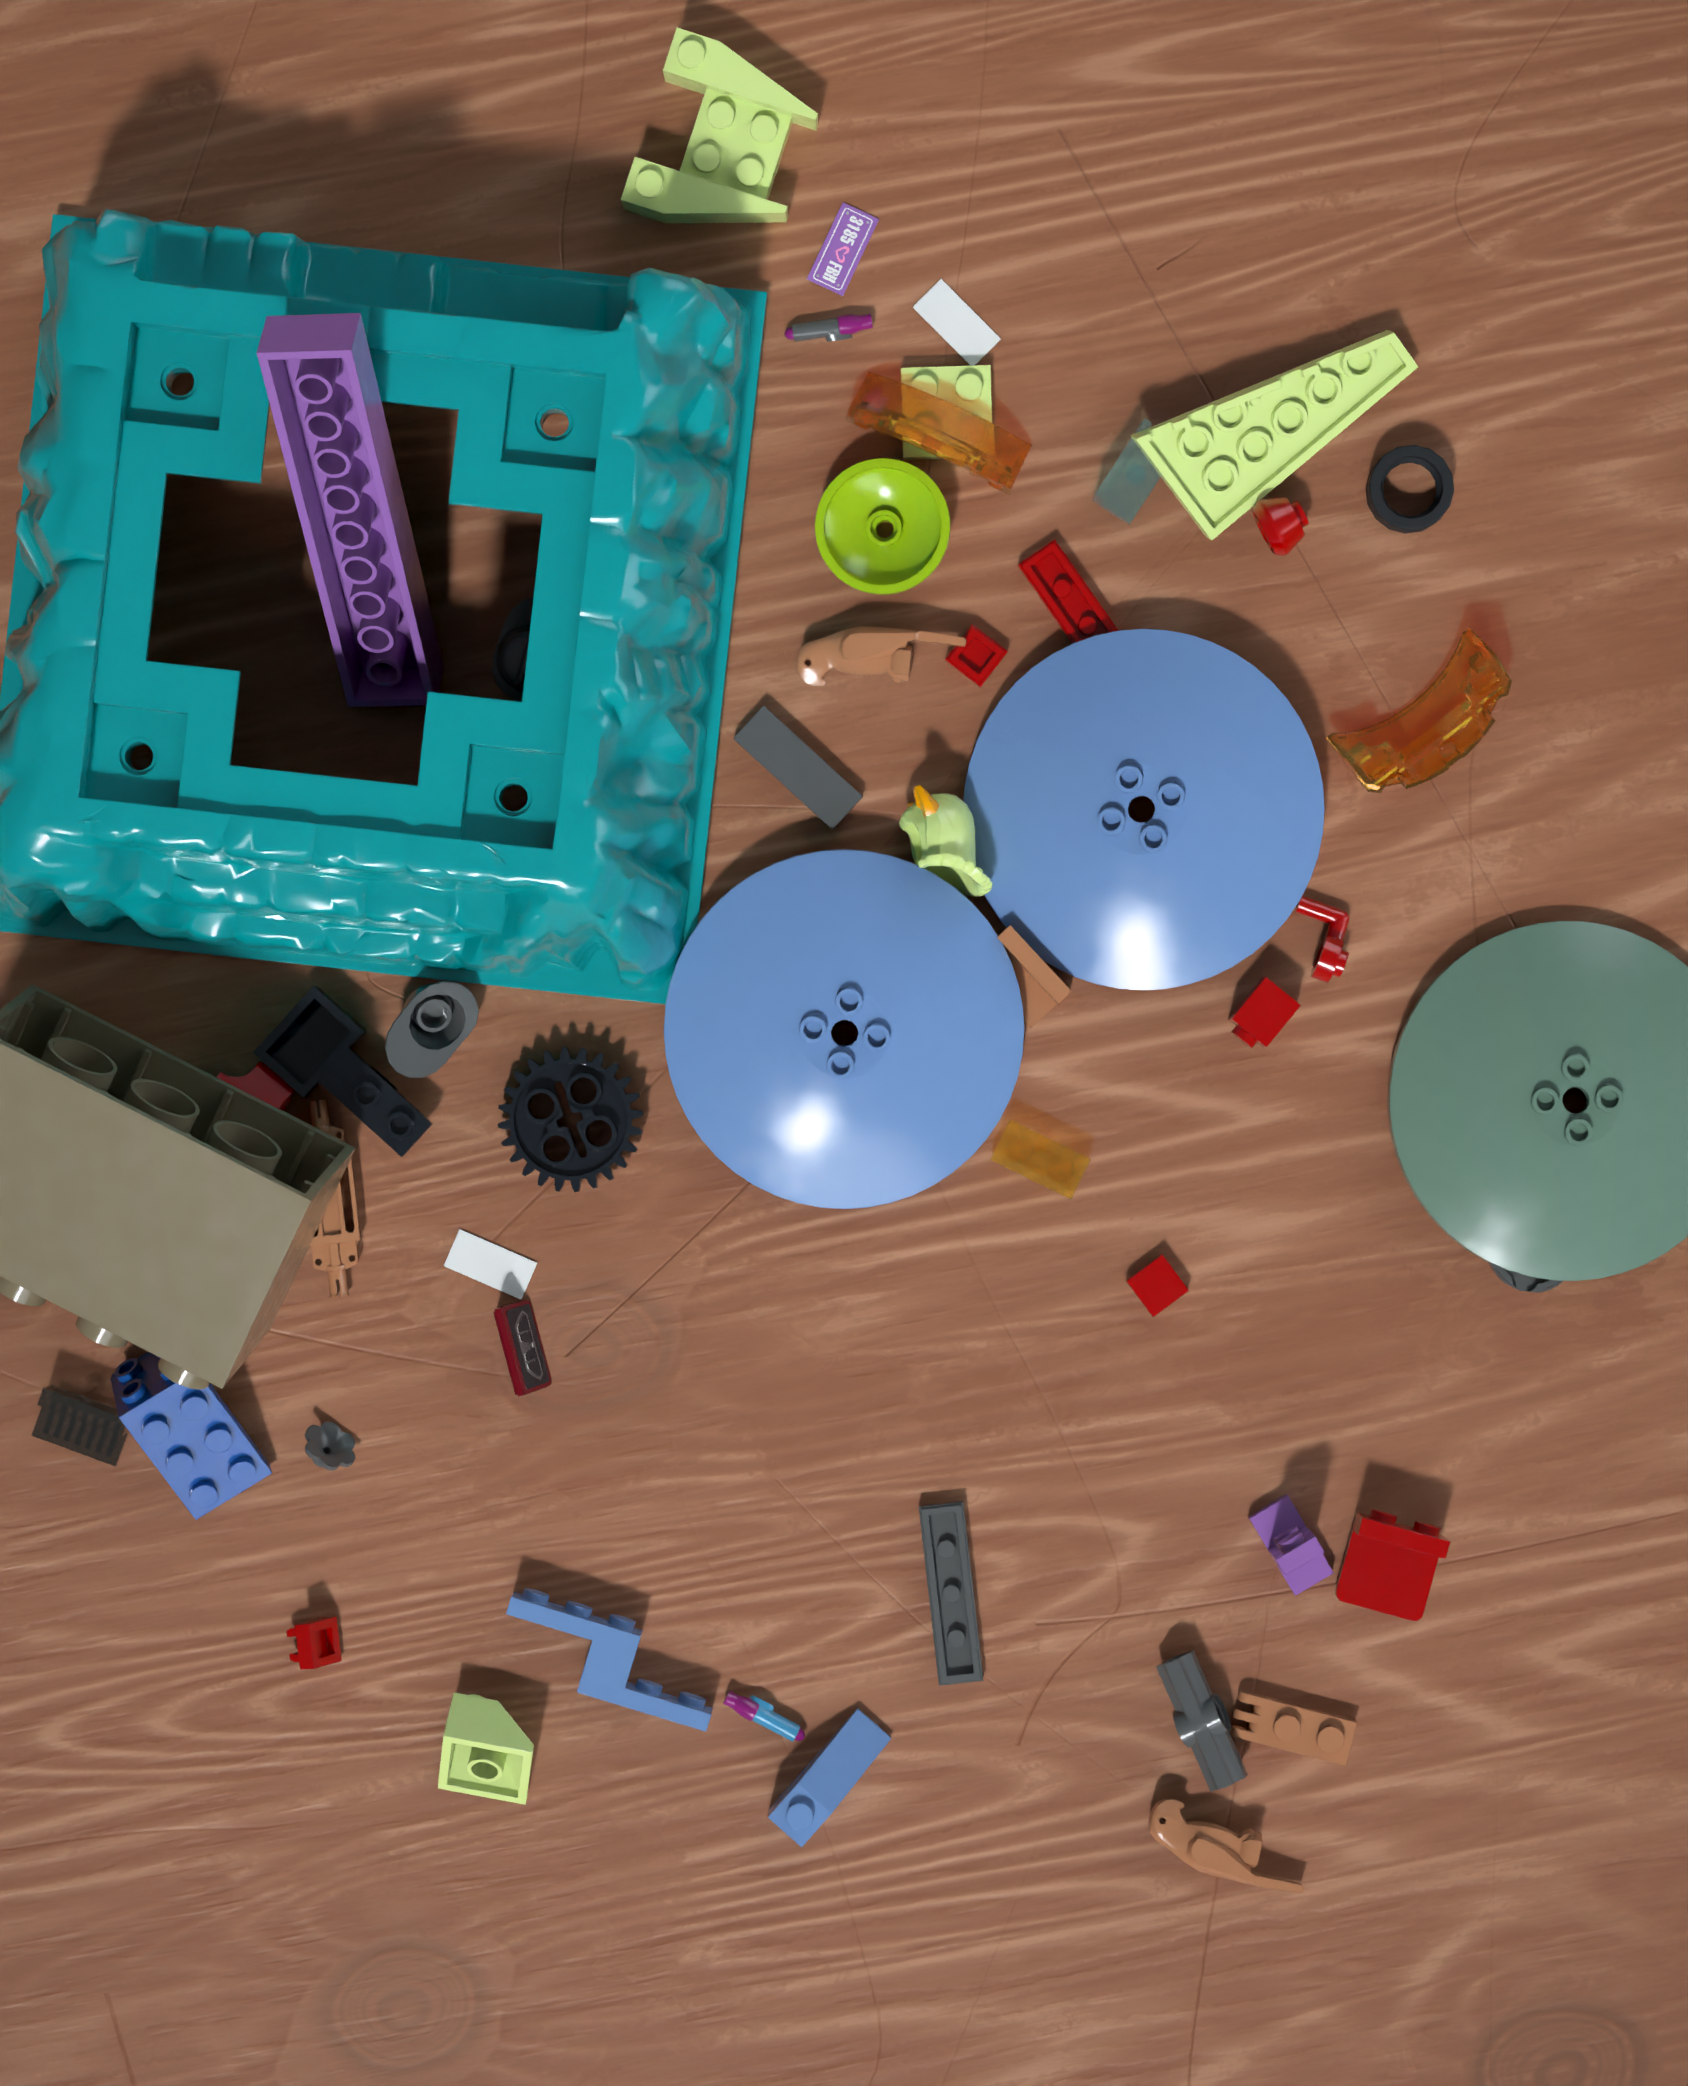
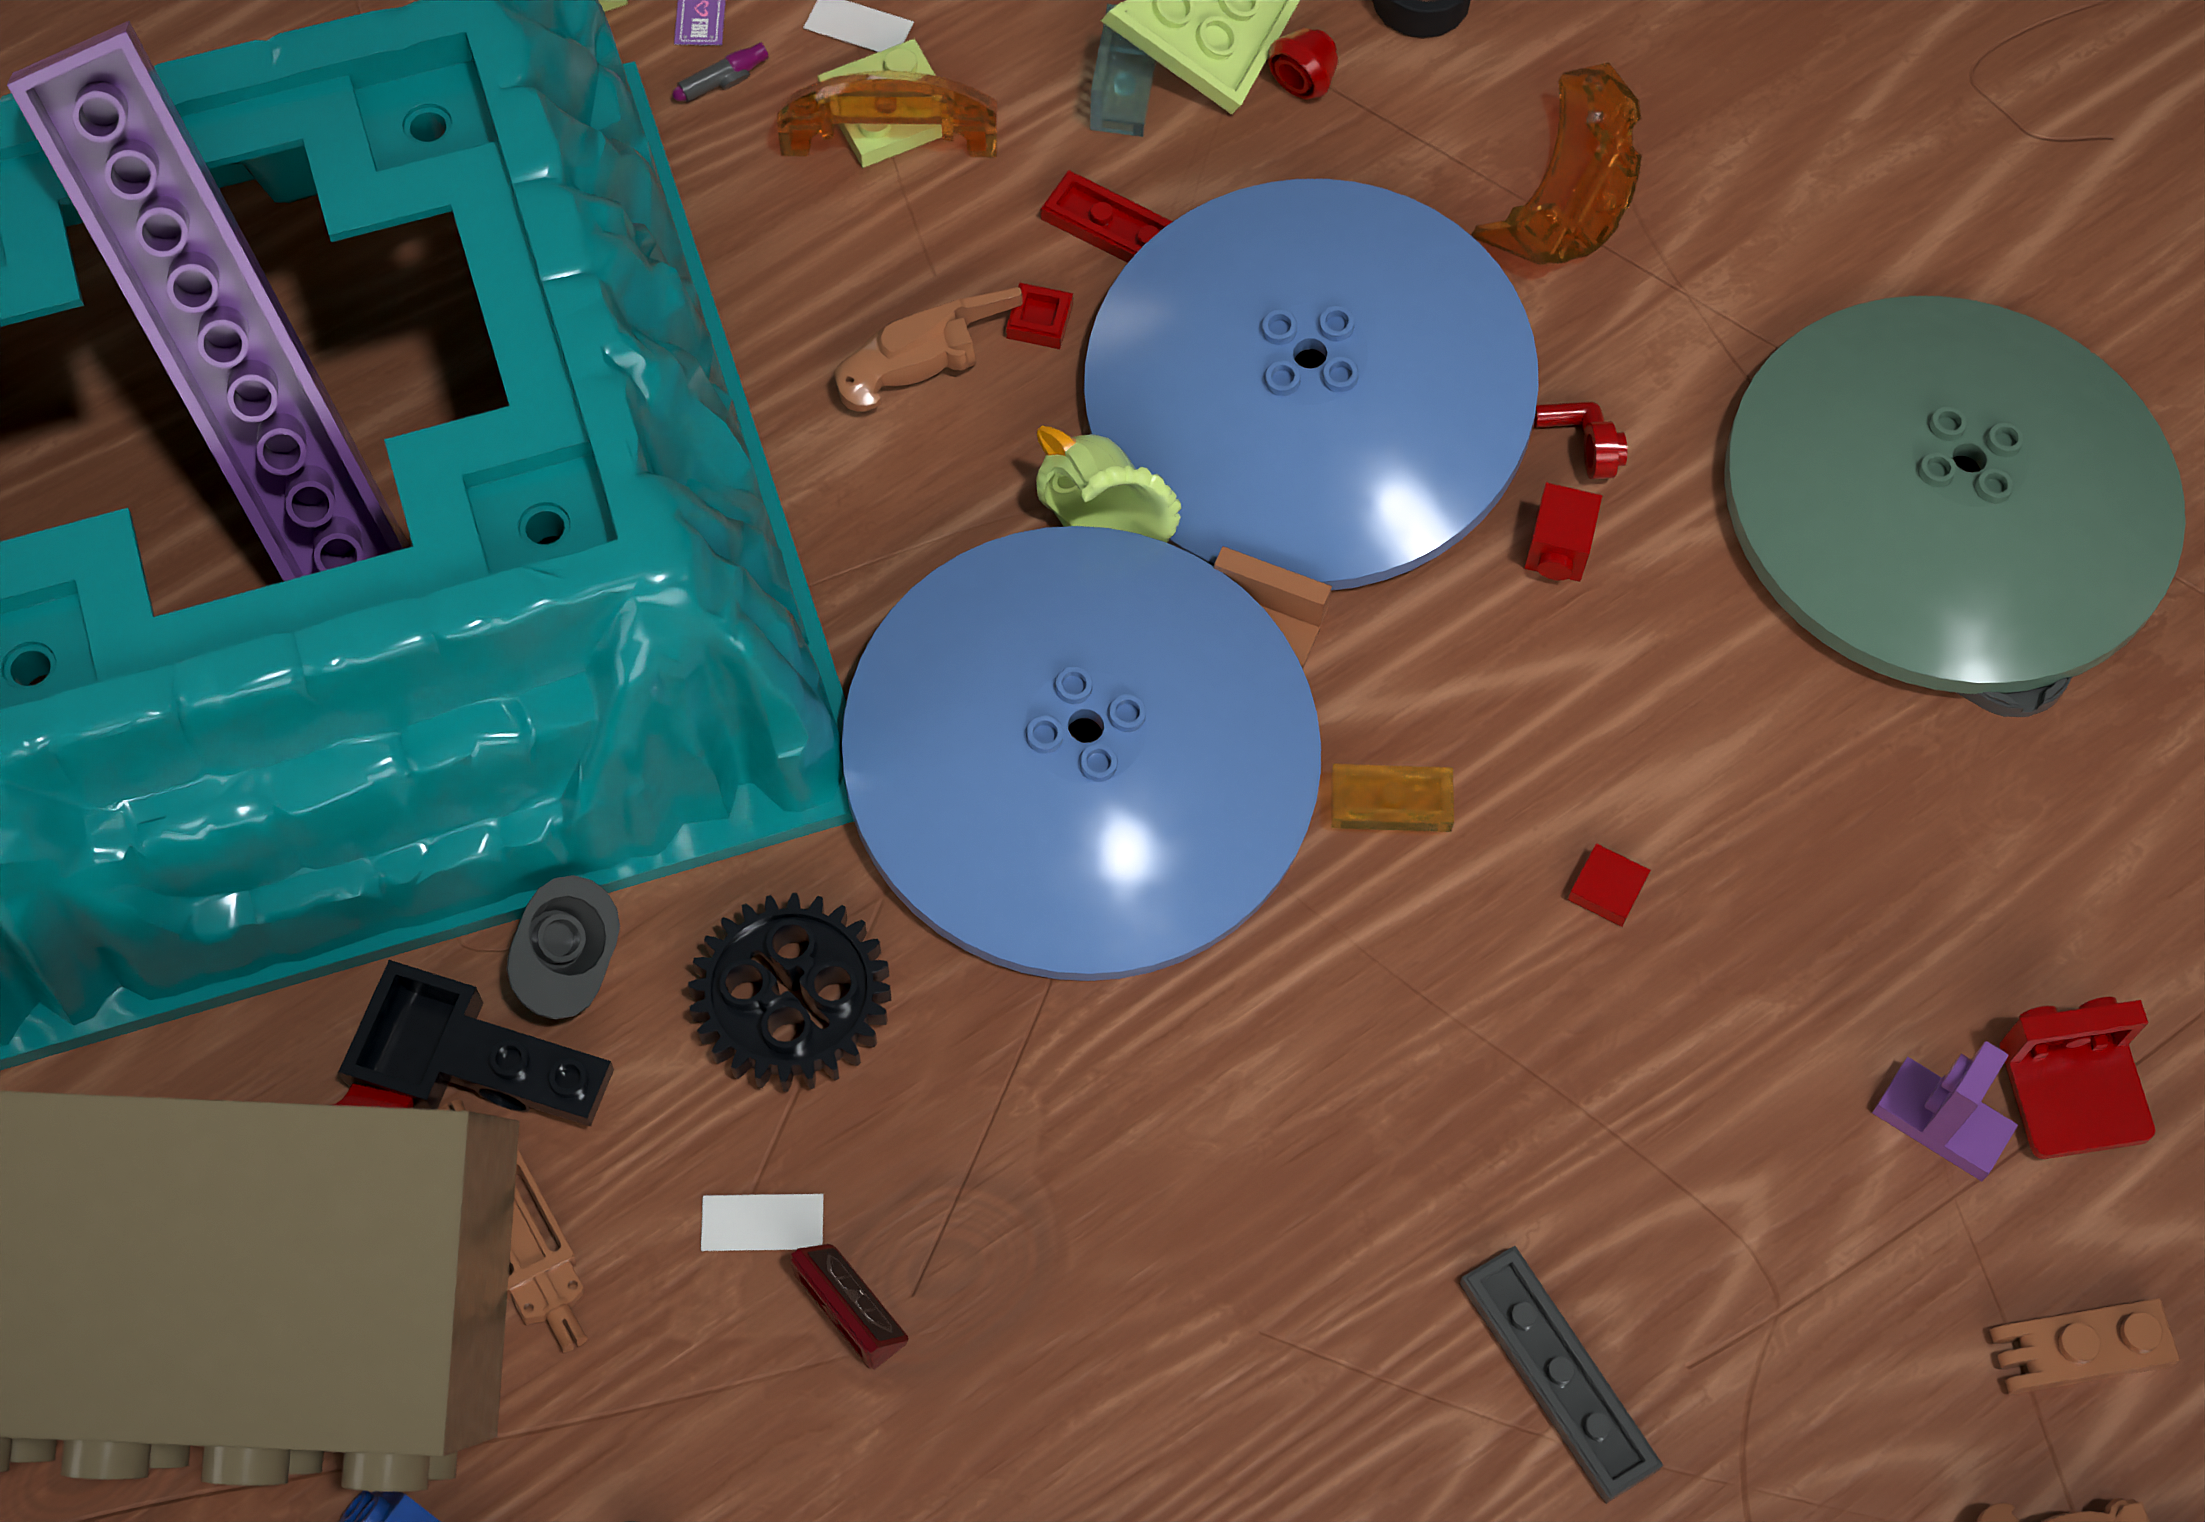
camera: 25 degrees left, 25 degrees down
(798, 767) = (890, 502): dark grey tile -> none
(876, 494) = (868, 190): lime dish -> none
(1202, 1720) = (1970, 1382): dark grey piece -> none

